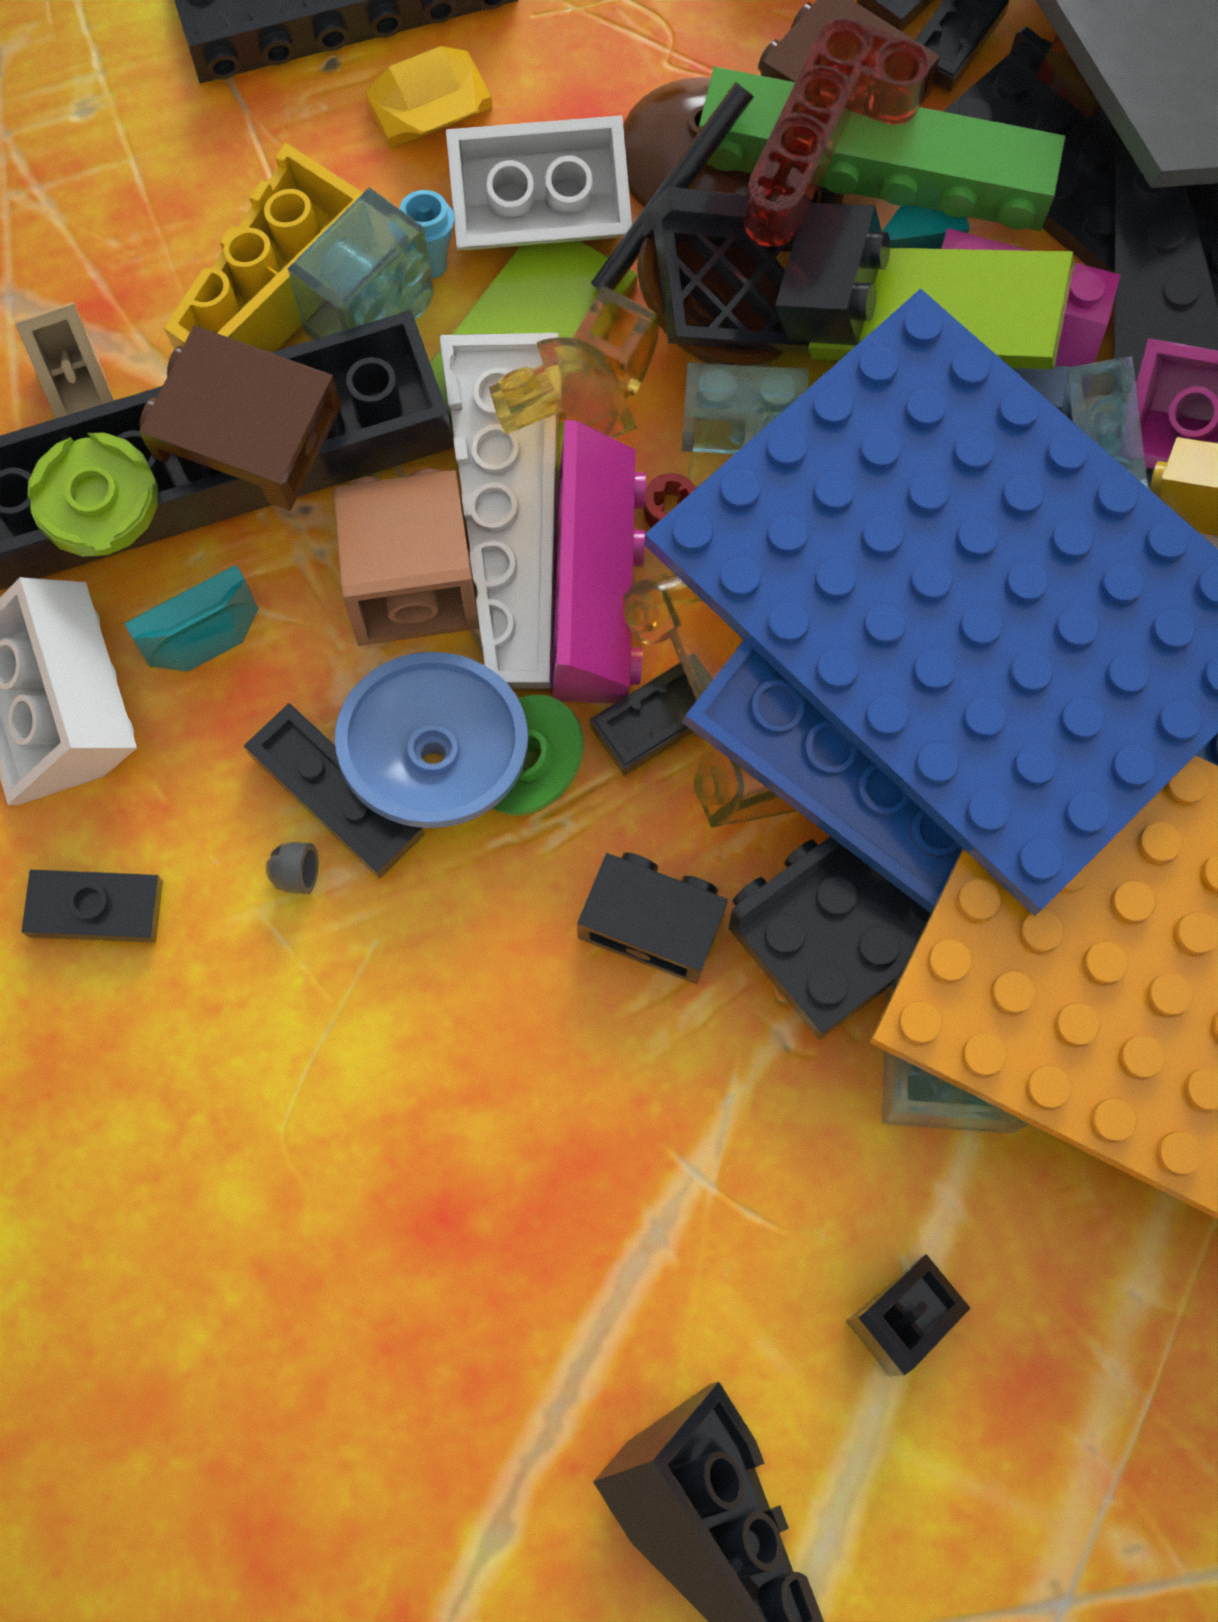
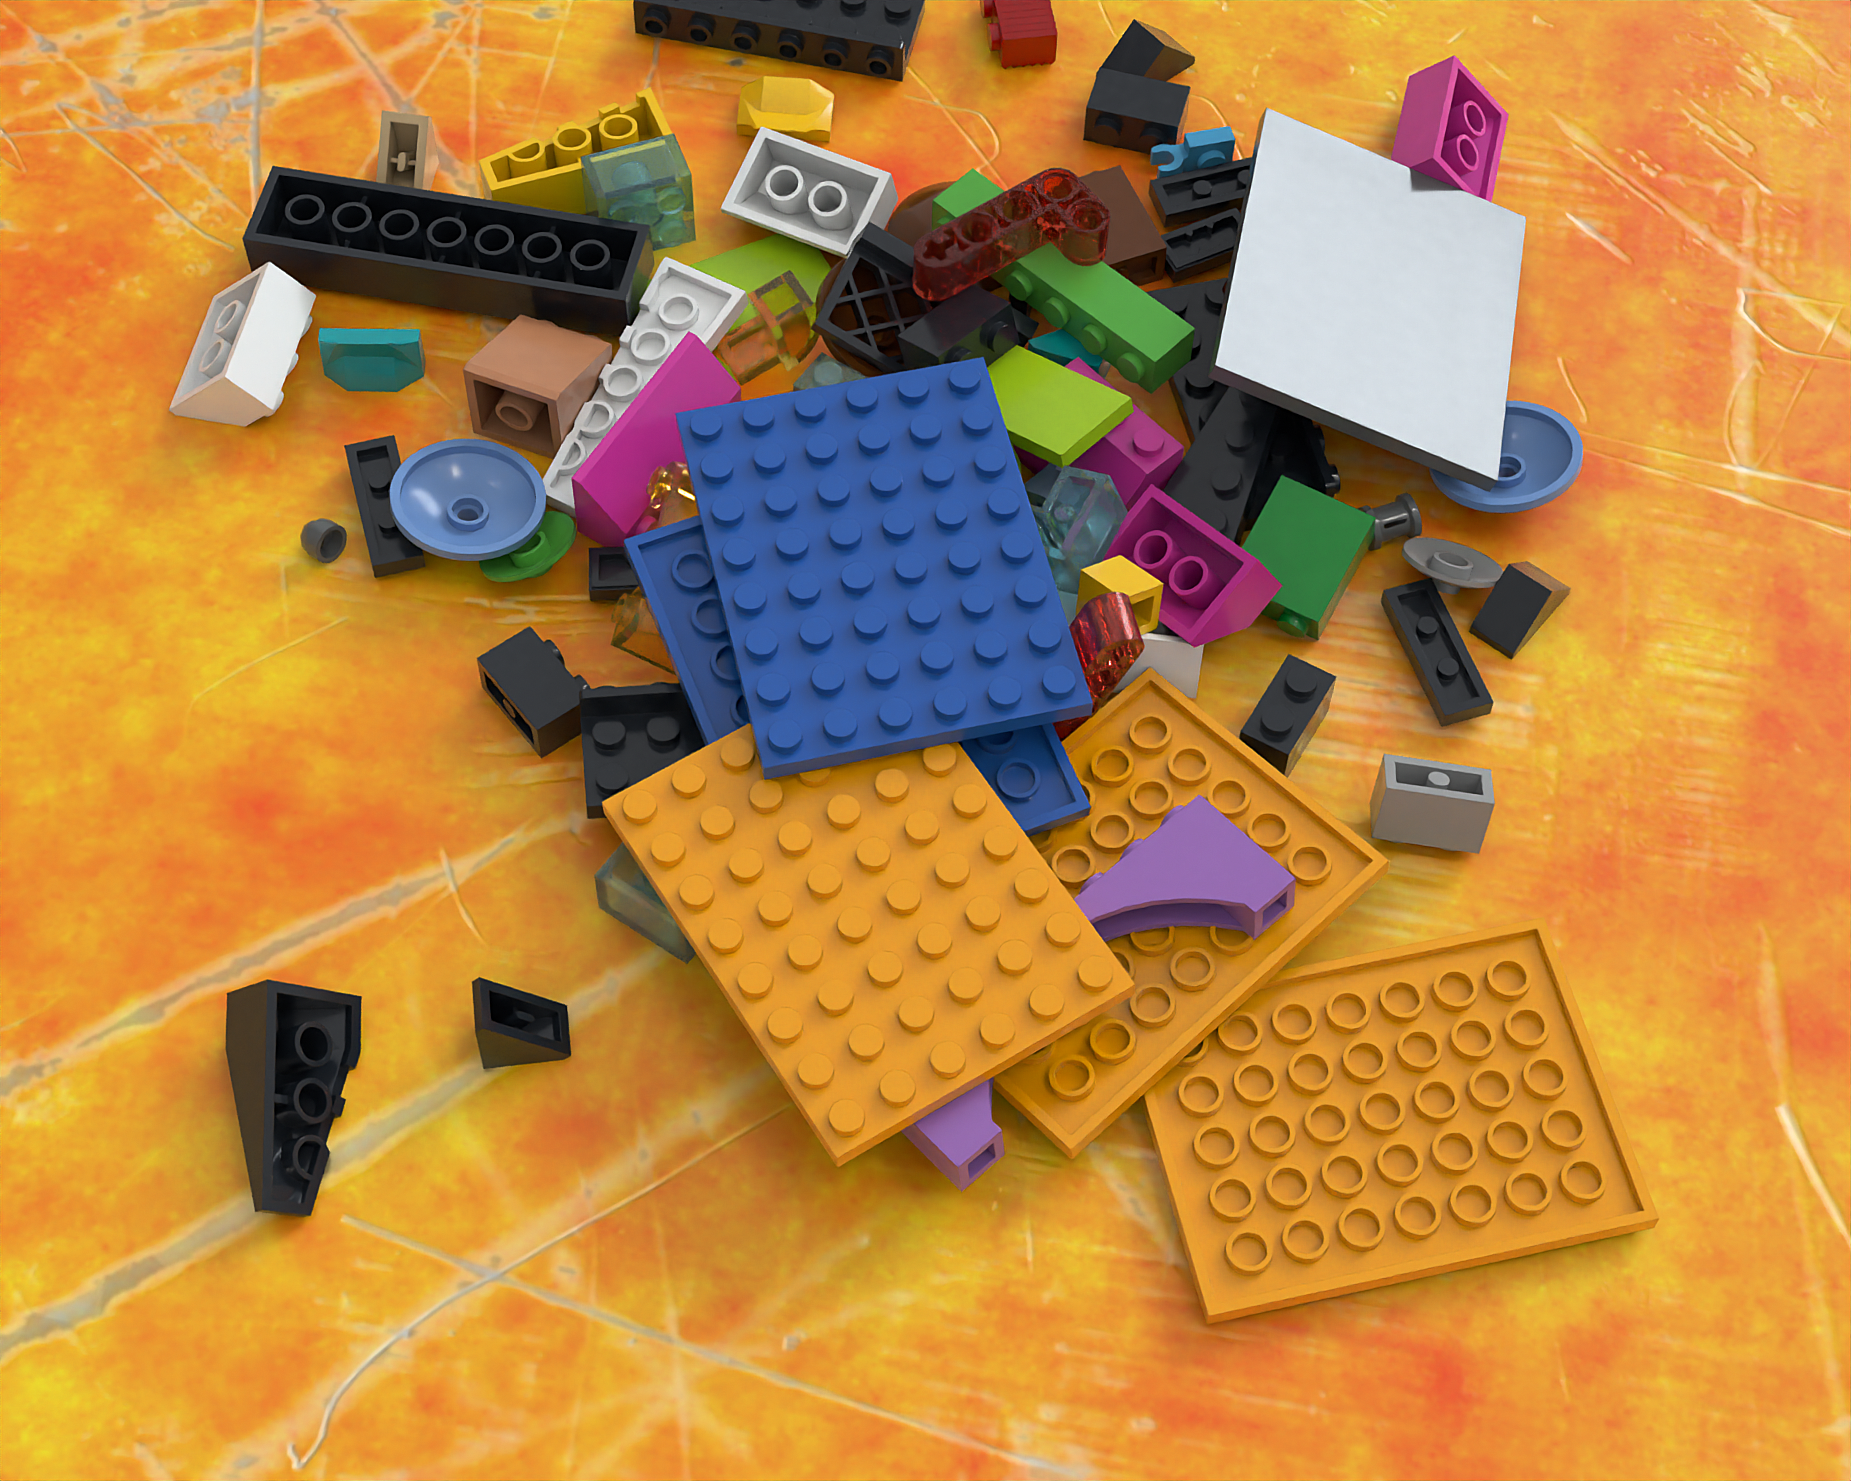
camera: 30 degrees right, 15 degrees down
(92, 906) = (176, 496): black plate -> none
(93, 494) = (353, 235): lime tile -> none
(242, 413) = (482, 230): reddish brown panel -> none
(437, 219) = (710, 187): medium azure cone -> none
(570, 380) = (727, 321): clear yellow brick -> none
(681, 176) = (906, 225): black bar -> none

